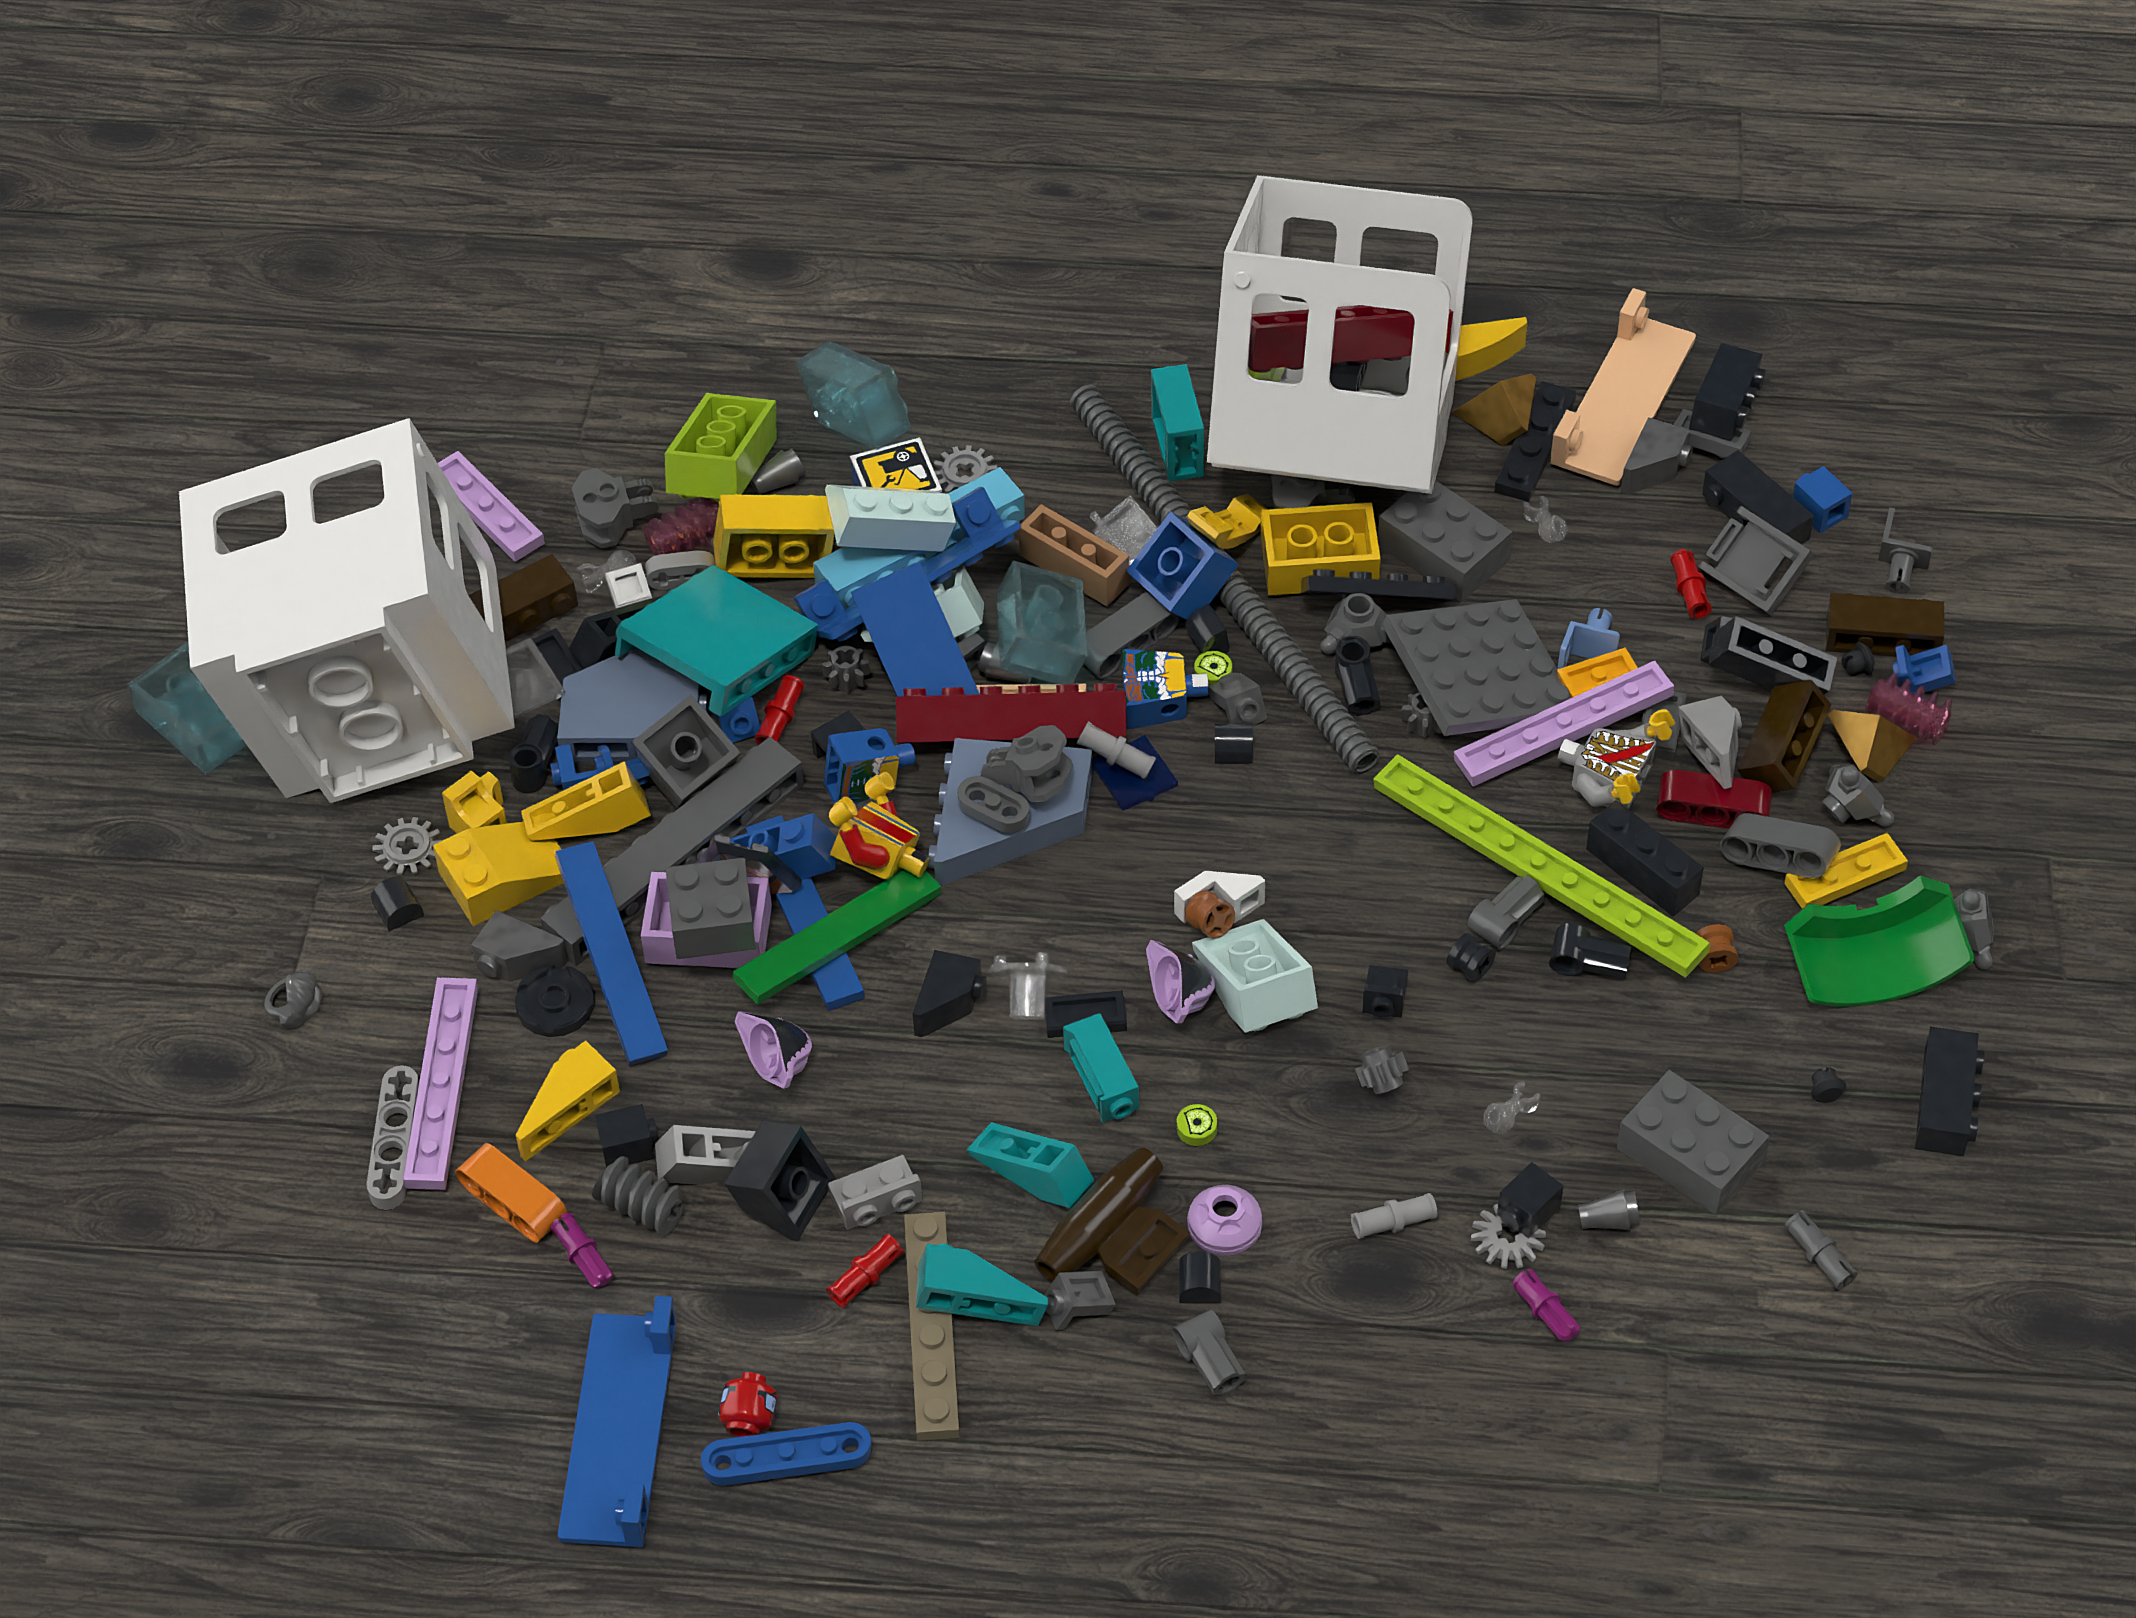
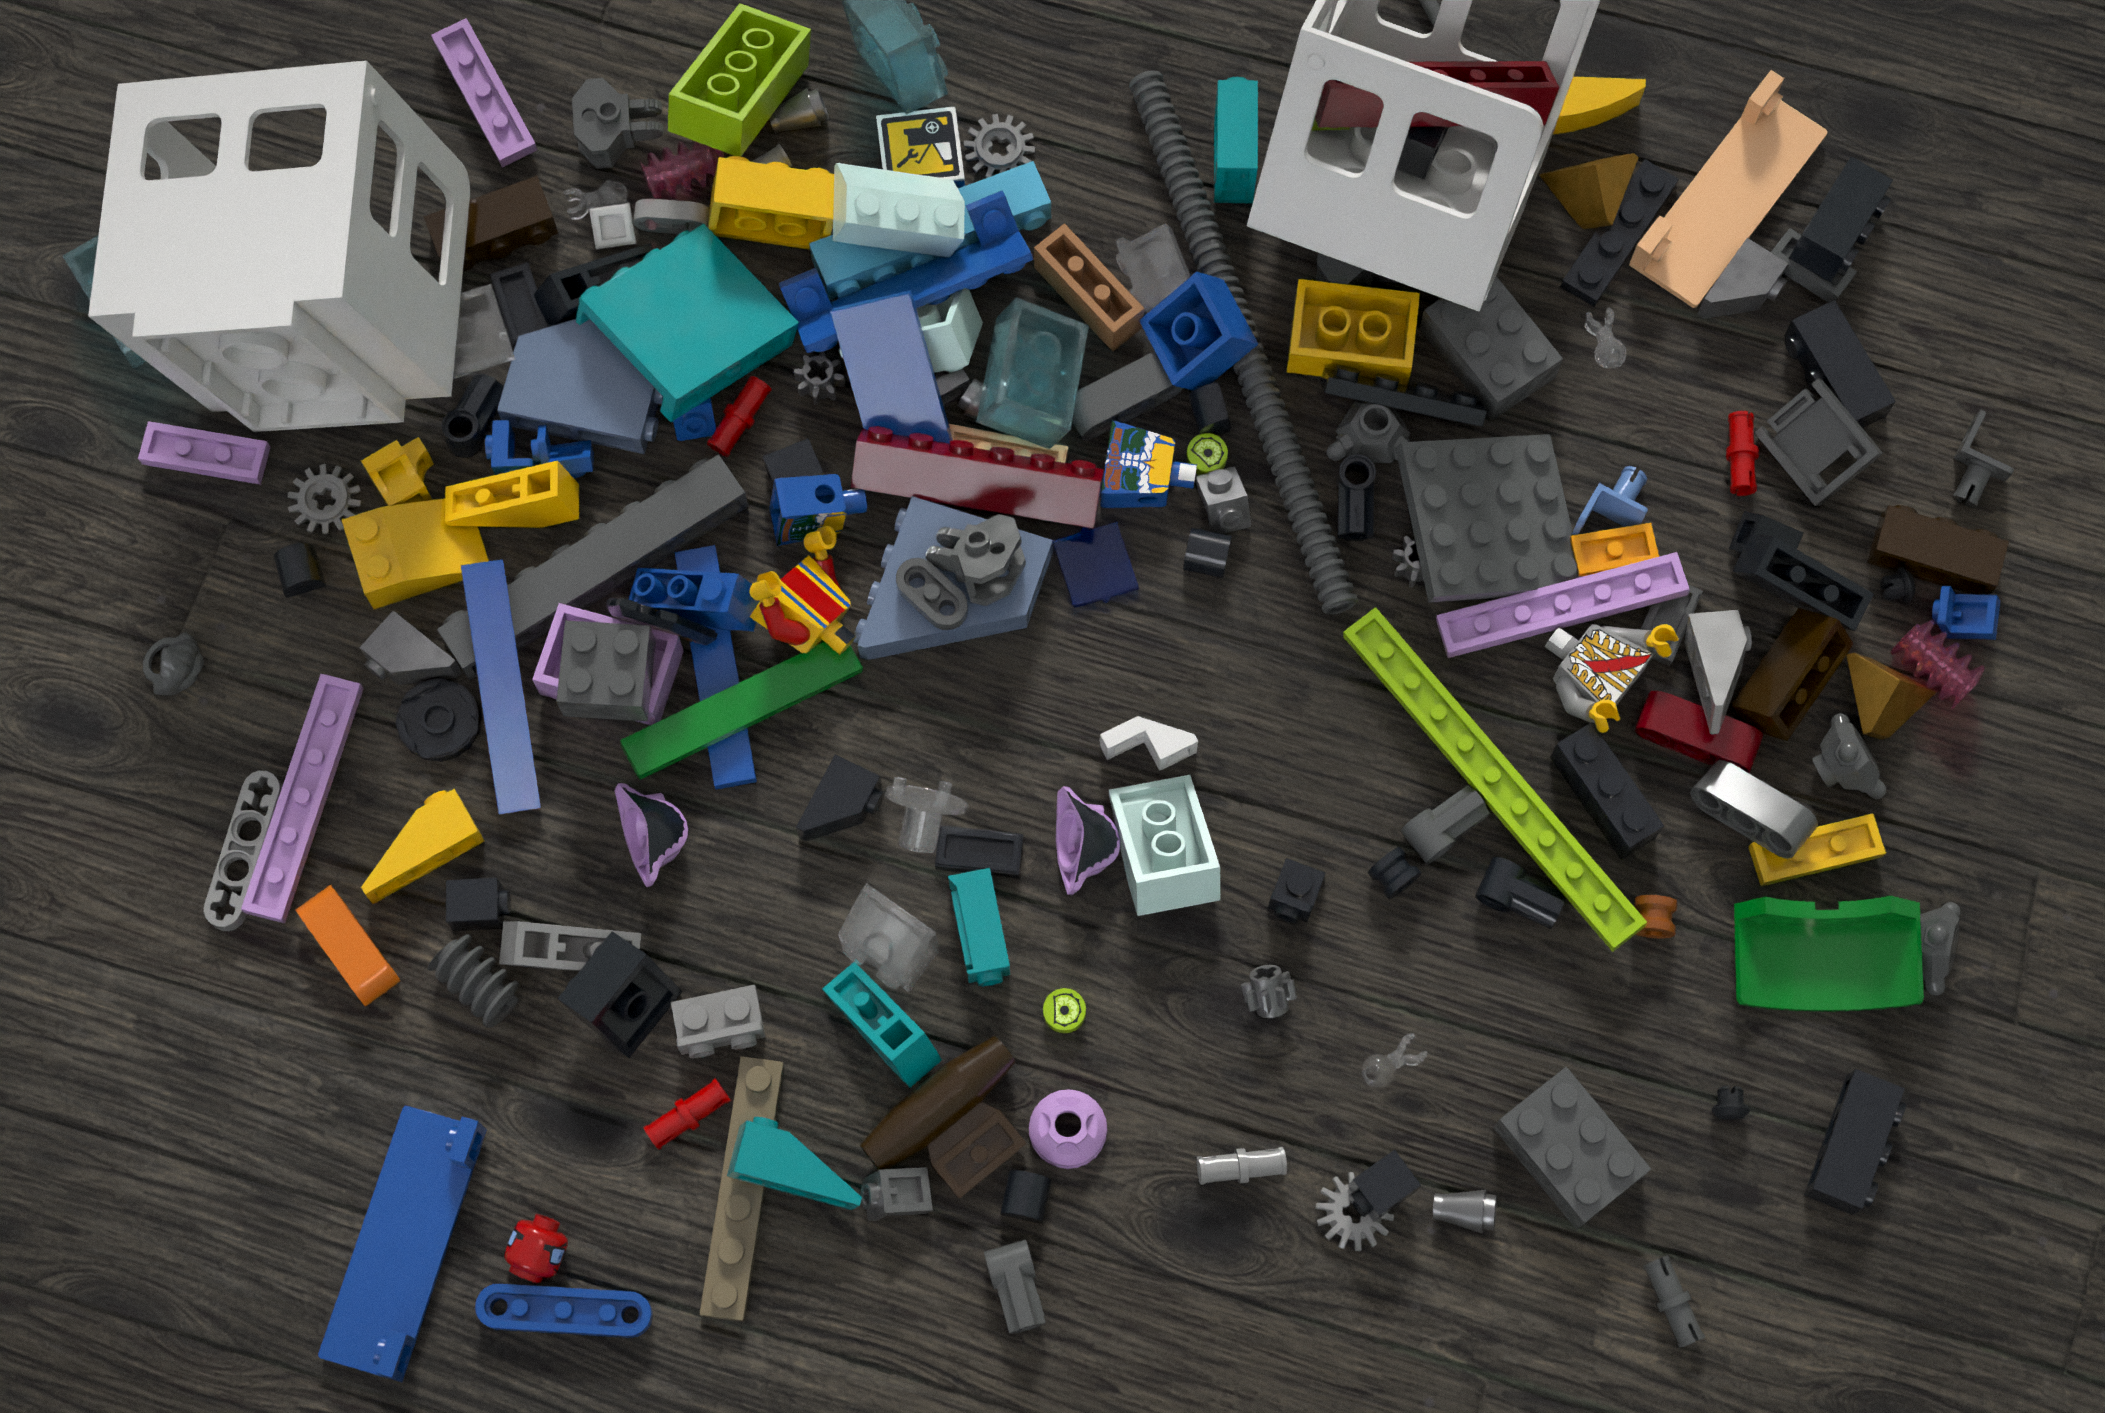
camera: 10 degrees right, 20 degrees up
(287, 826) = (204, 452): none -> lavender plate
(582, 1251) = (407, 1029): magenta axle -> none
(685, 751) = (624, 460): dark grey slope -> none
(1020, 1085) = (887, 939): none -> clear slope
(1116, 750) = (1078, 544): light grey pin -> none
(1210, 914) = (1133, 766): dark orange wheel -> none
(1231, 525) = (1264, 283): yellow slope -> none
(1546, 1305) = (1373, 1307): magenta axle -> none
(1823, 497) = (1910, 374): blue brick -> none

